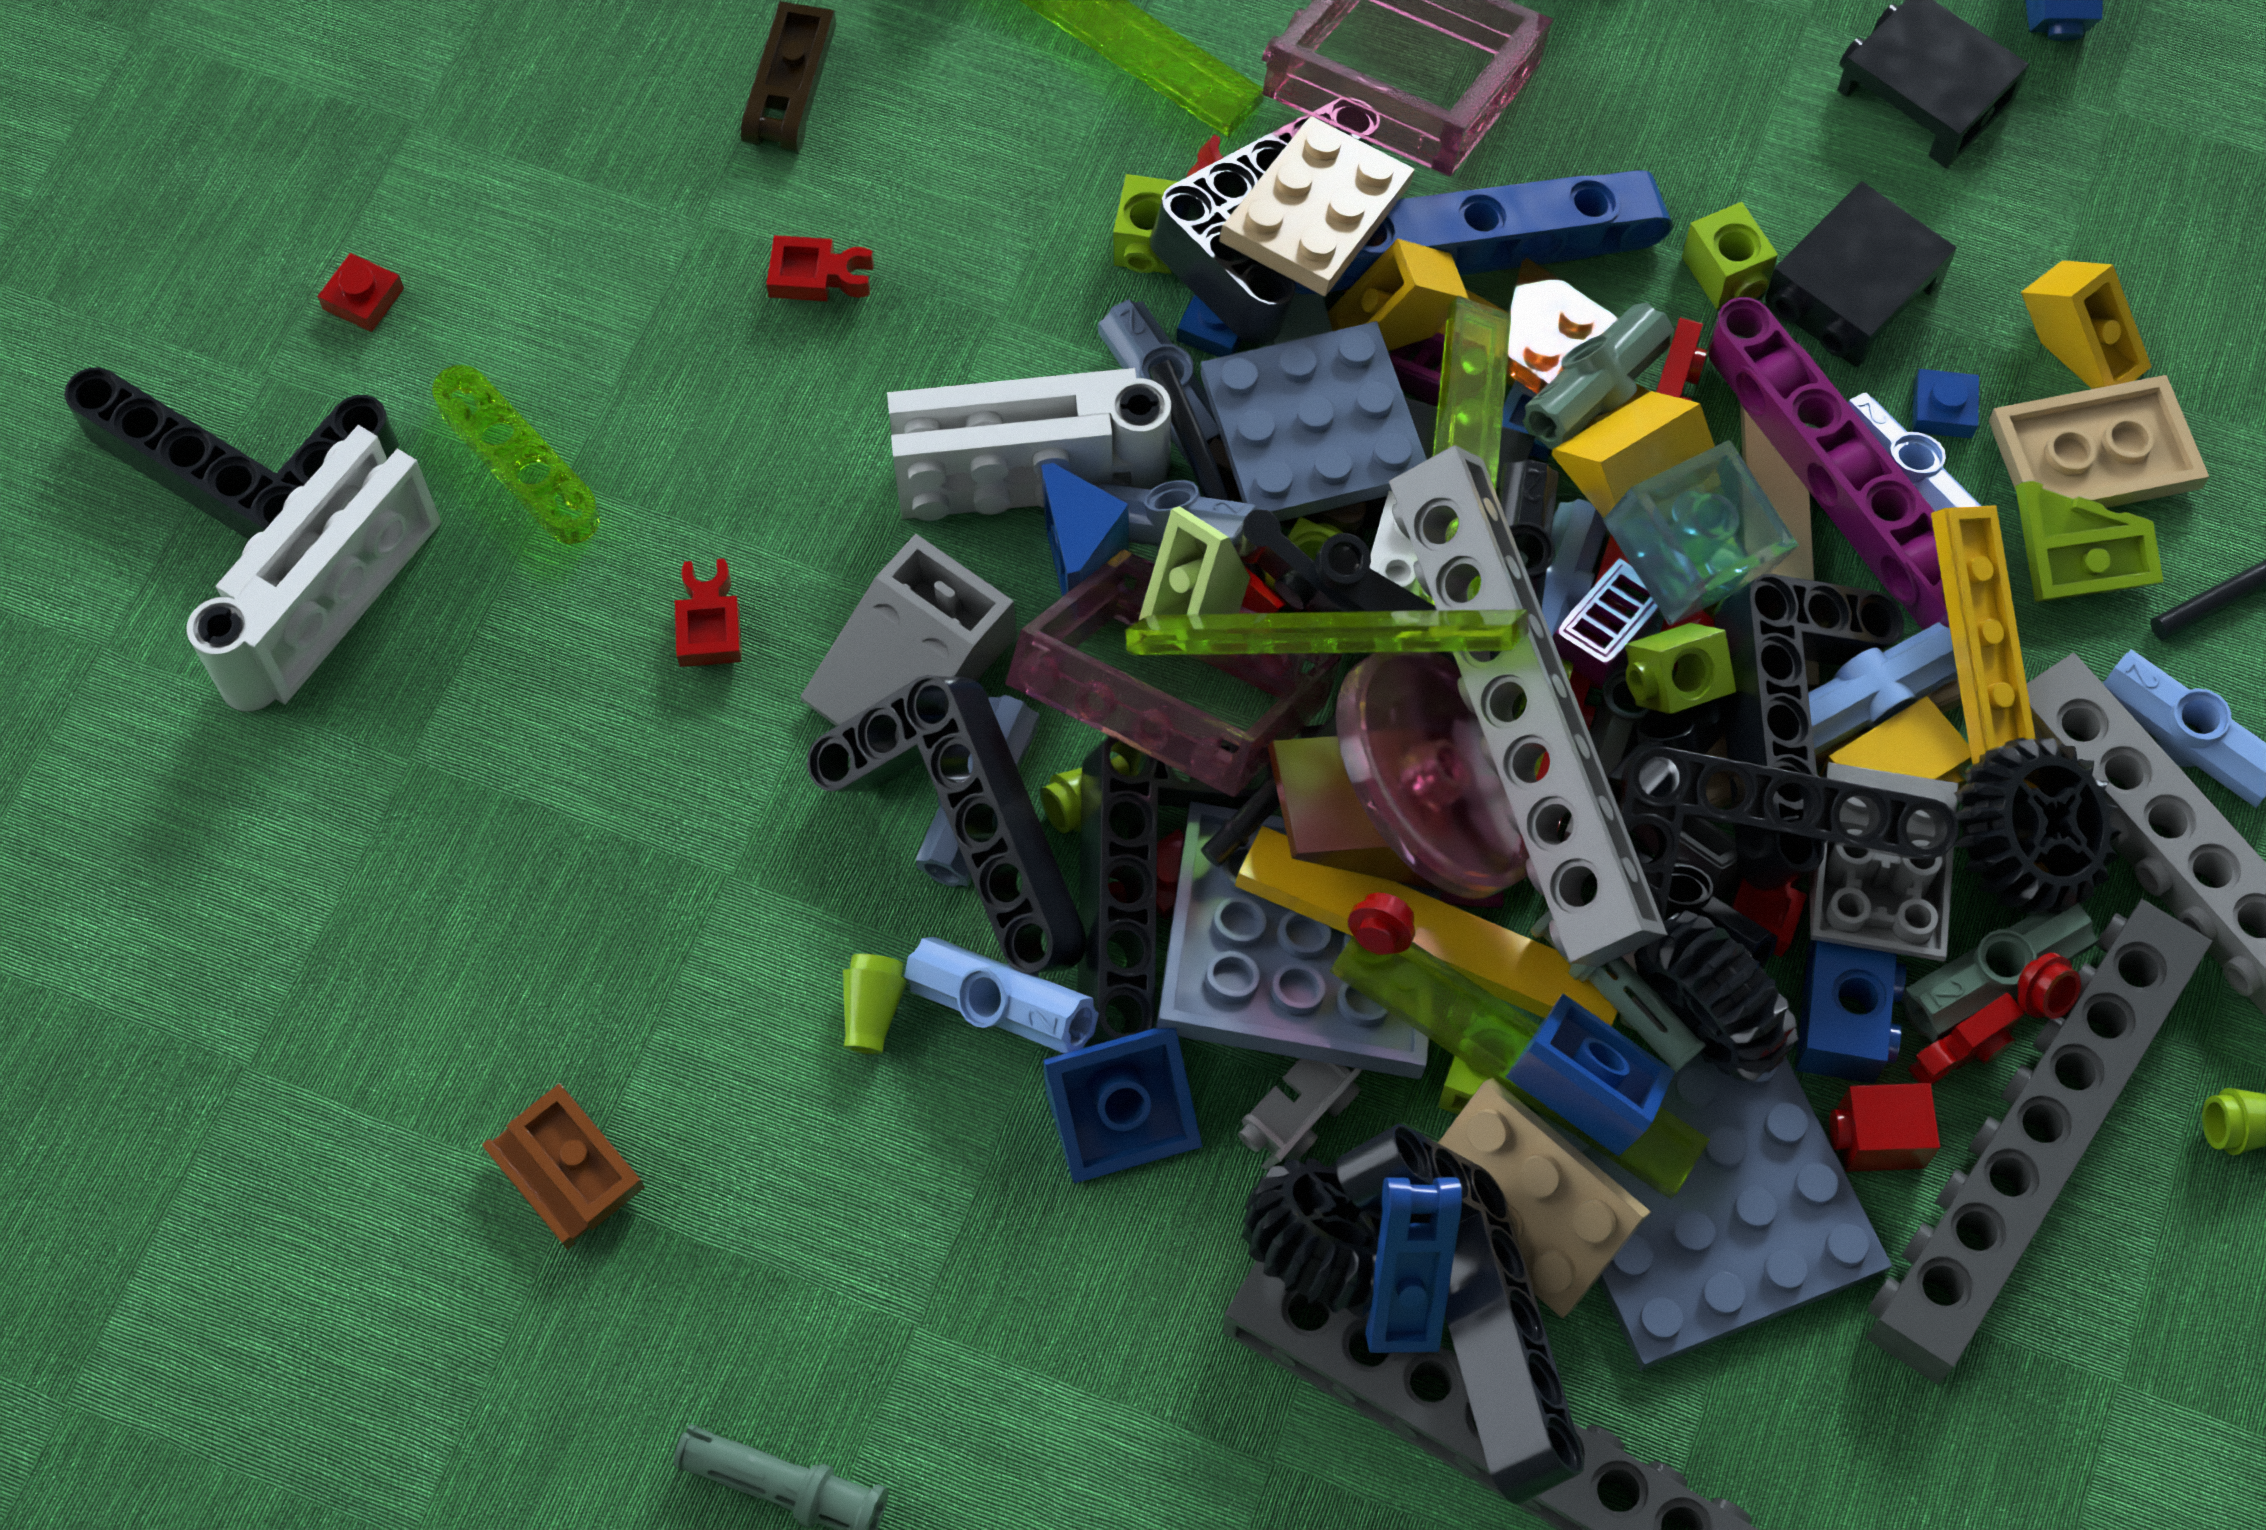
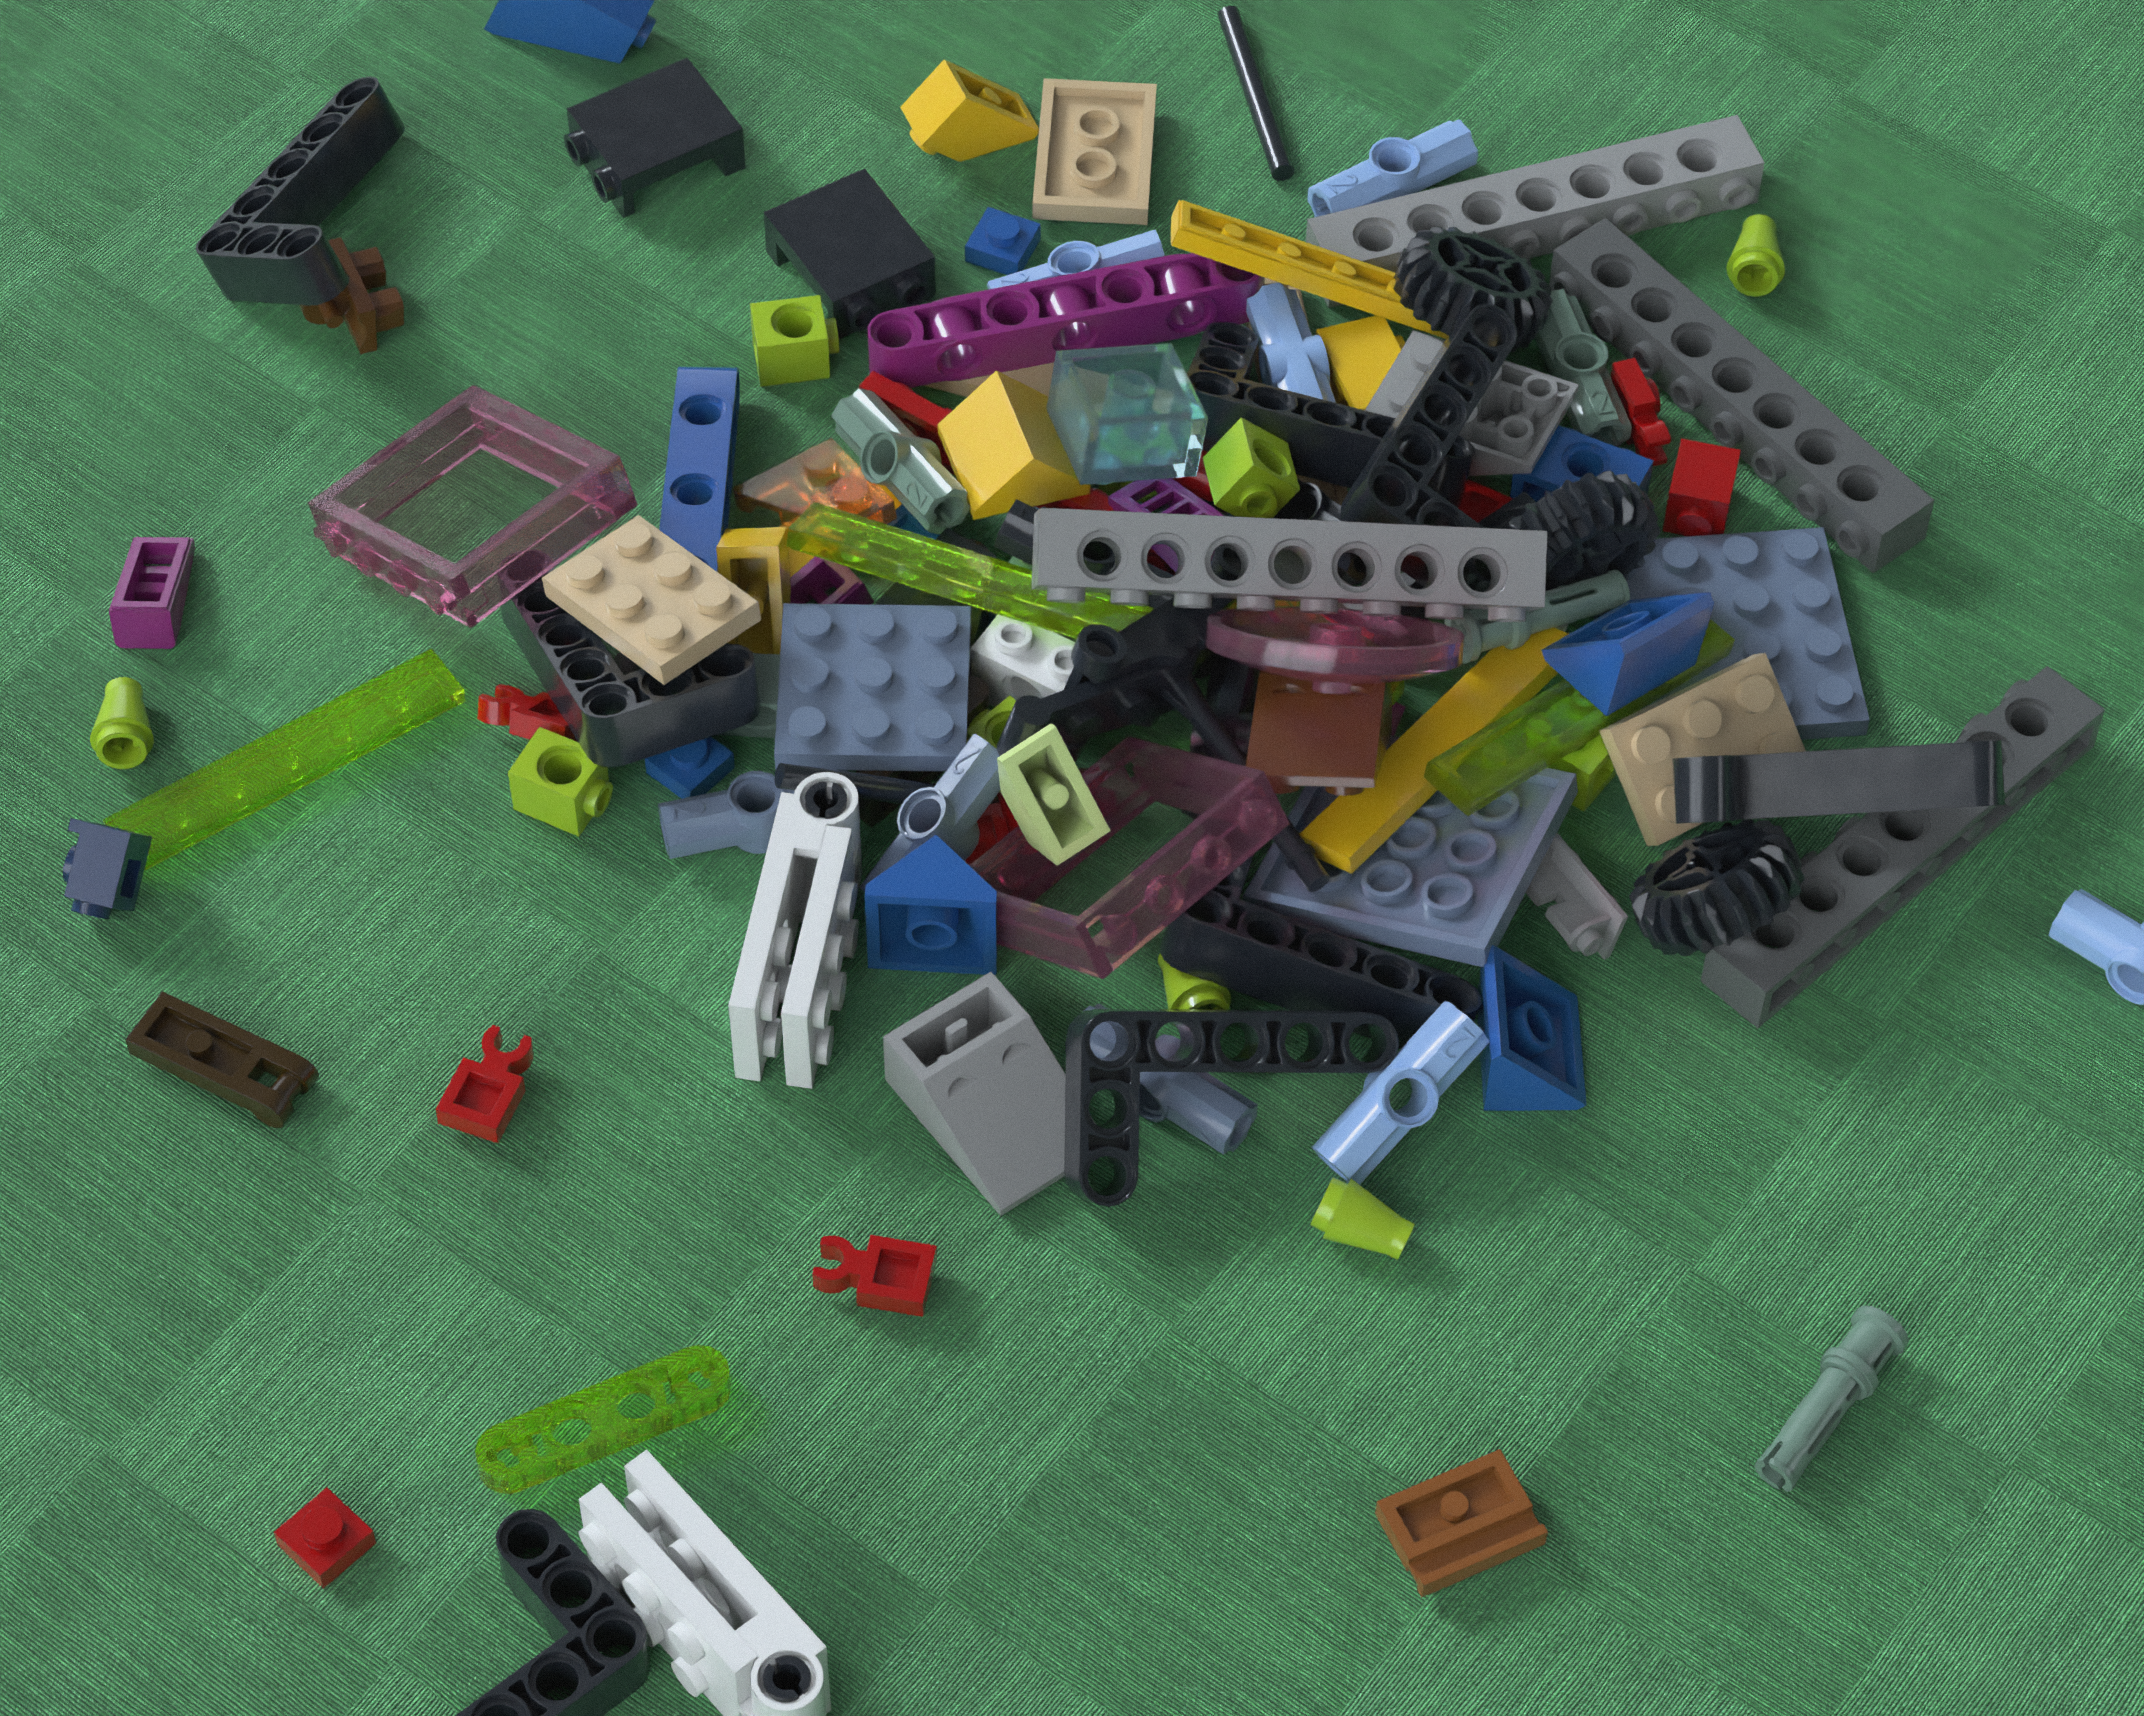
camera: 75 degrees left, 10 degrees down
(1329, 632) = (1176, 678): clear neon green tile -> none
(1382, 924) = (1456, 741): red plate -> none
(1413, 1265) = (1786, 801): blue plate -> none
(2048, 986) = (1619, 331): red plate -> none
(2083, 547) = (1198, 172): lime wing -> none

